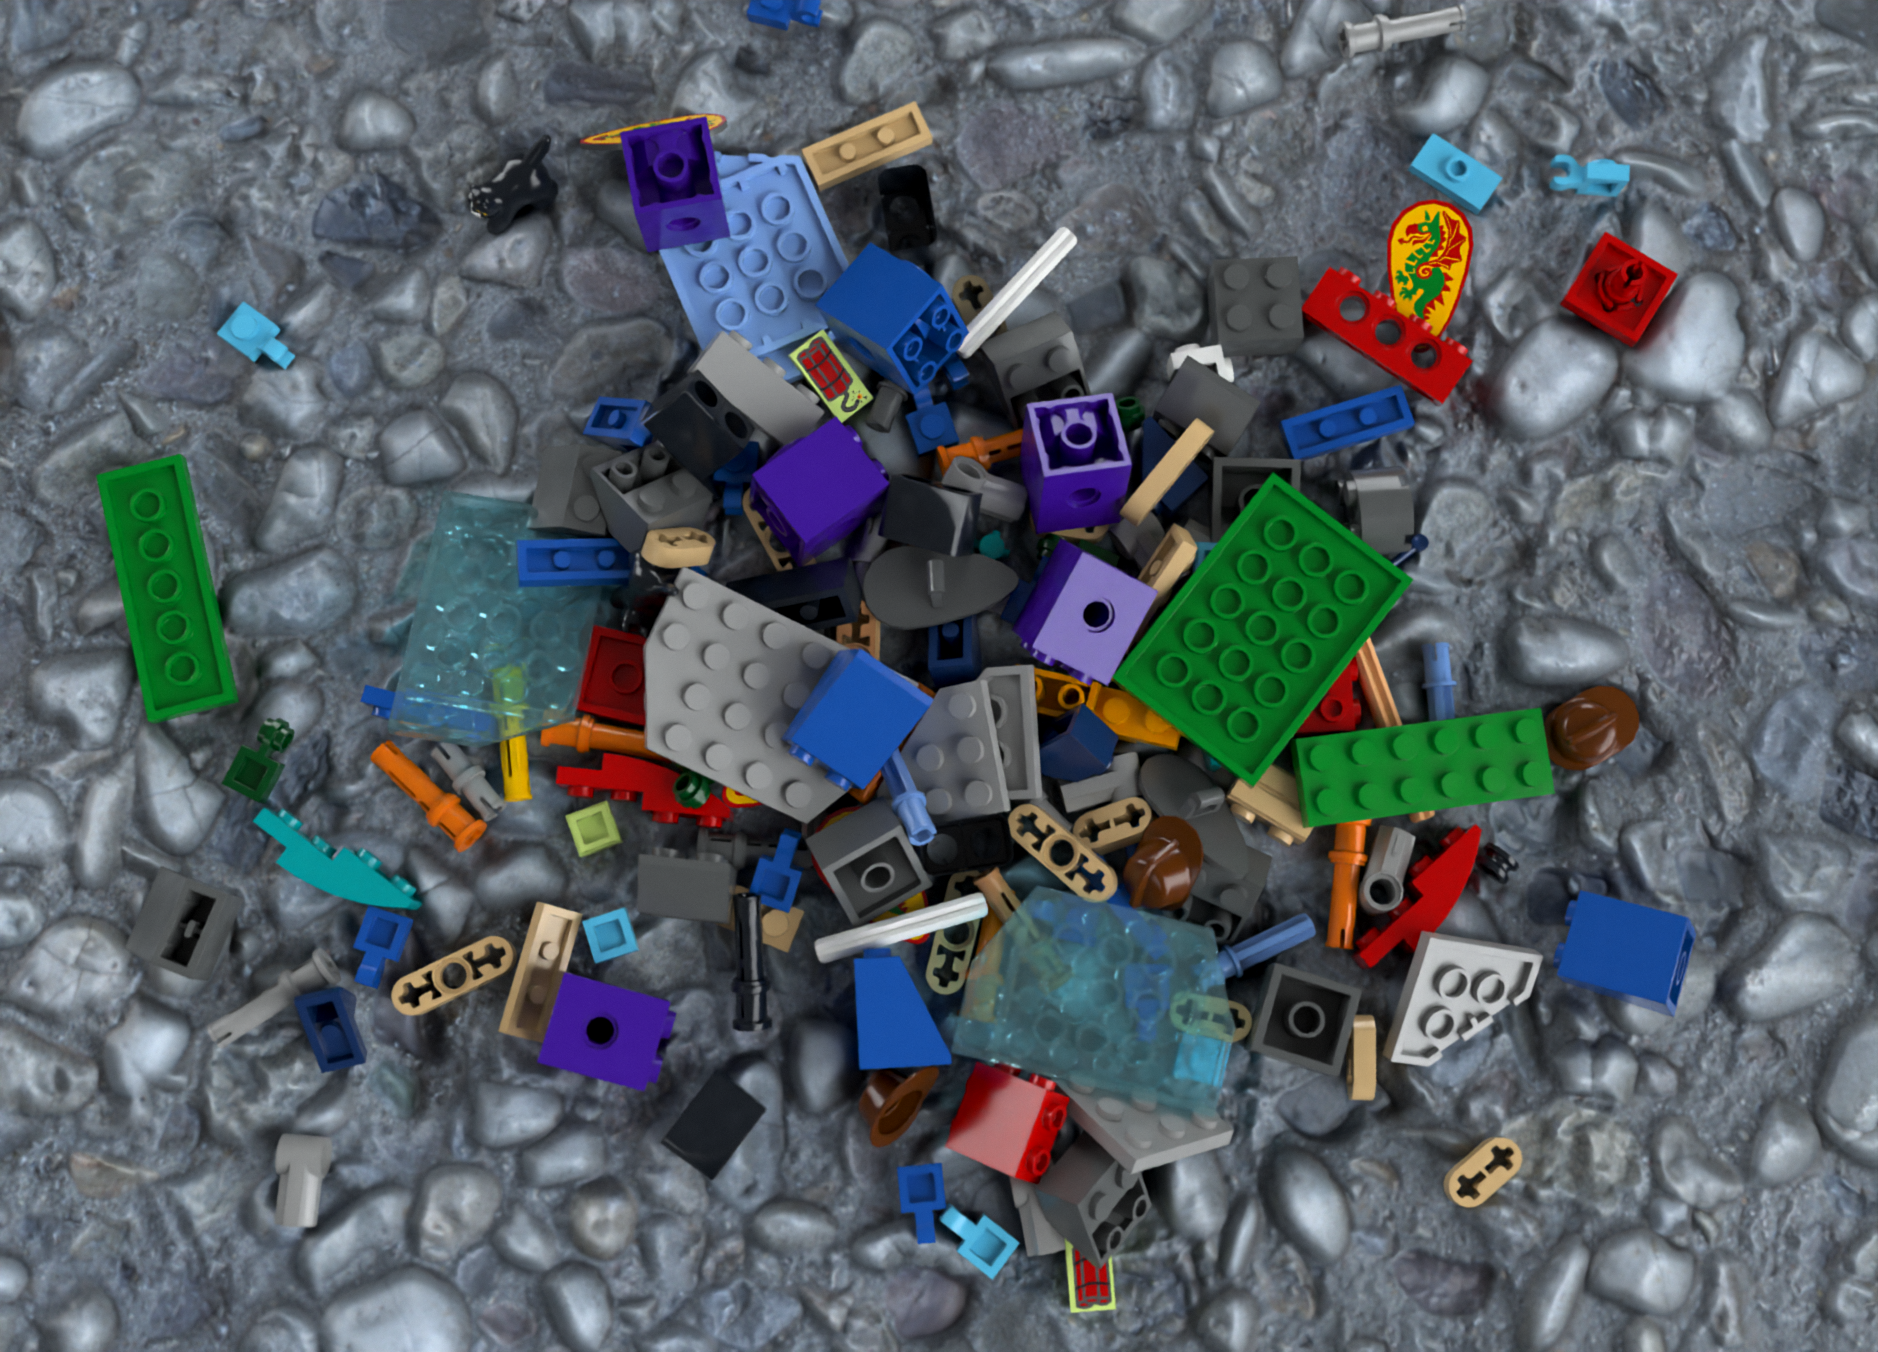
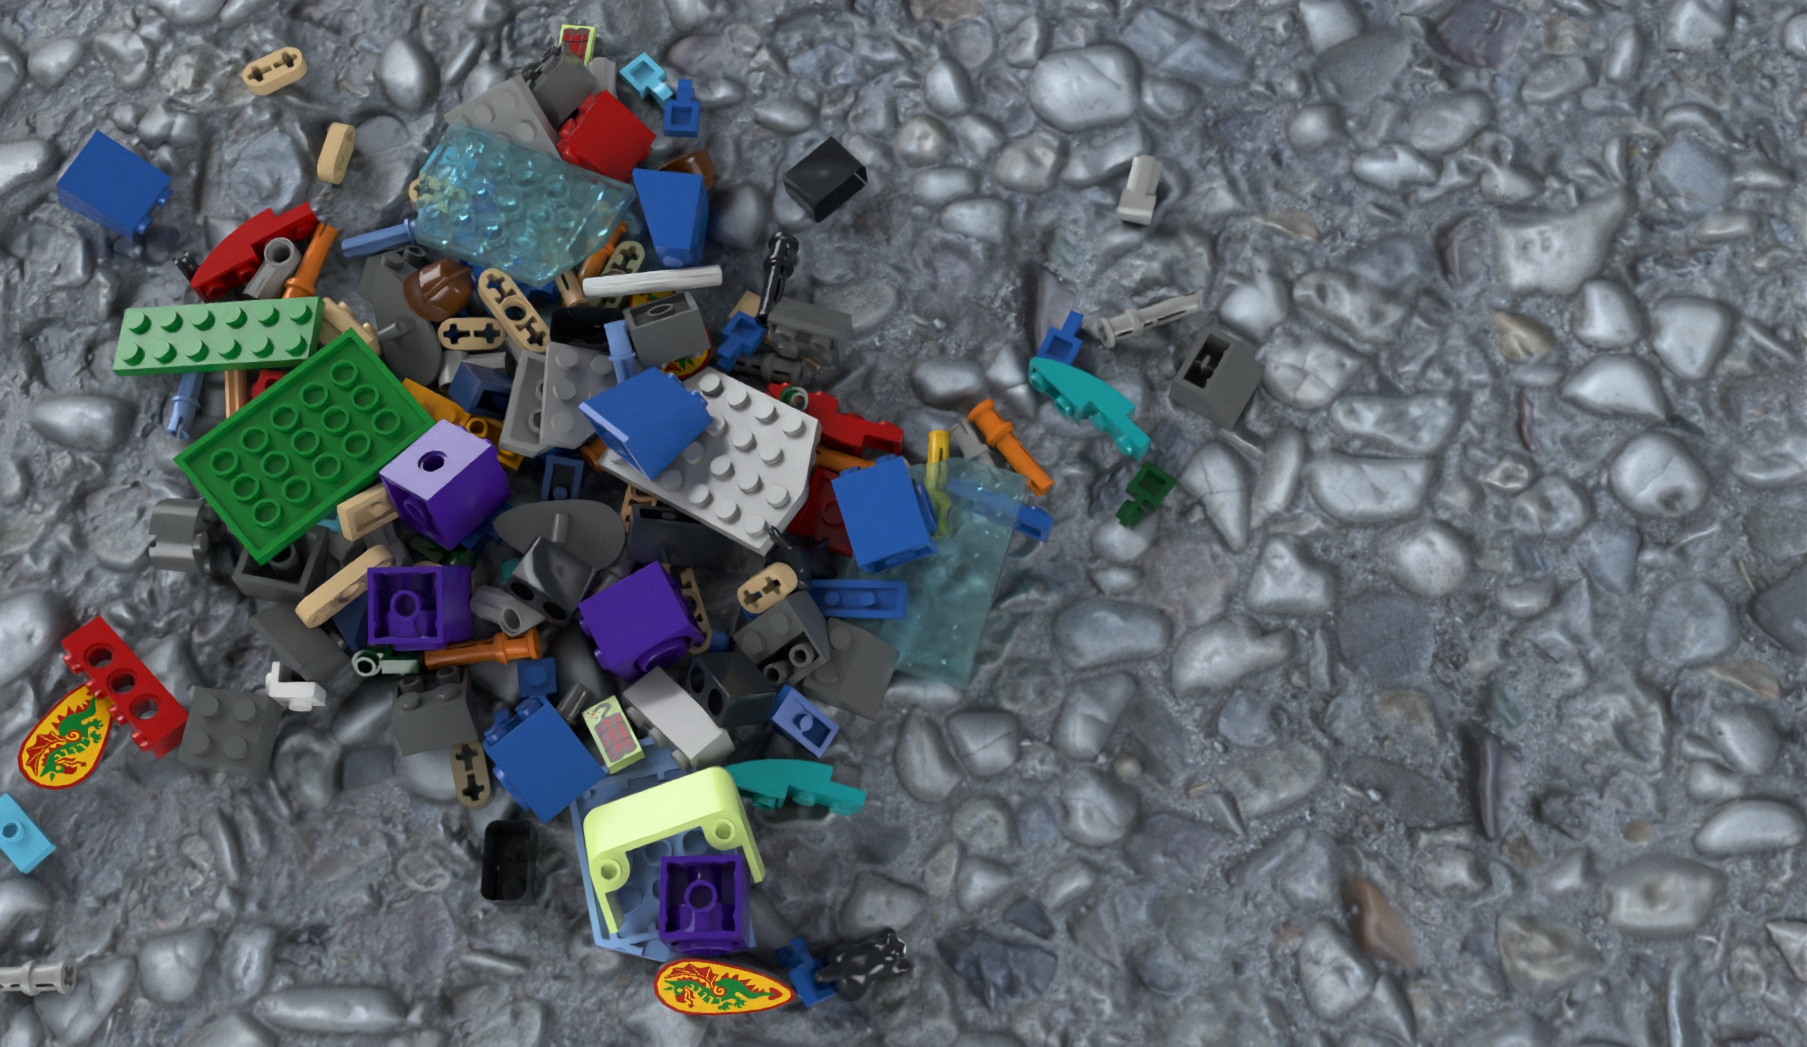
camera: 165 degrees left, 10 degrees down
(167, 589) = (1212, 650): green plate -> none
(253, 335) = (1120, 865): medium azure plate -> none
(332, 1028) = (1104, 289): dark blue slope -> none
(419, 978) = (1015, 302): tan beam -> none
(540, 972) = (939, 303): tan plate -> none
(546, 644) = (886, 514): none -> blue brick
(567, 166) = (803, 972): none -> blue plate
(594, 829) = (883, 404): yellowish green tile -> none
(610, 935) = (881, 322): medium azure plate -> none
(631, 1049) = (892, 243): dark purple brick -> none
(637, 349) = (808, 782): none -> teal slope
(738, 264) = (694, 800): none -> yellowish green windscreen
(867, 146) = (532, 947): tan plate -> none
(1017, 290) = (427, 782): white axle -> none
(1303, 1019) = (369, 178): dark grey brick -> none
(1346, 424) = (187, 622): blue plate -> none
(1454, 993) = (252, 181): light grey plate -> none
(1591, 728) = (79, 357): reddish brown piece -> none

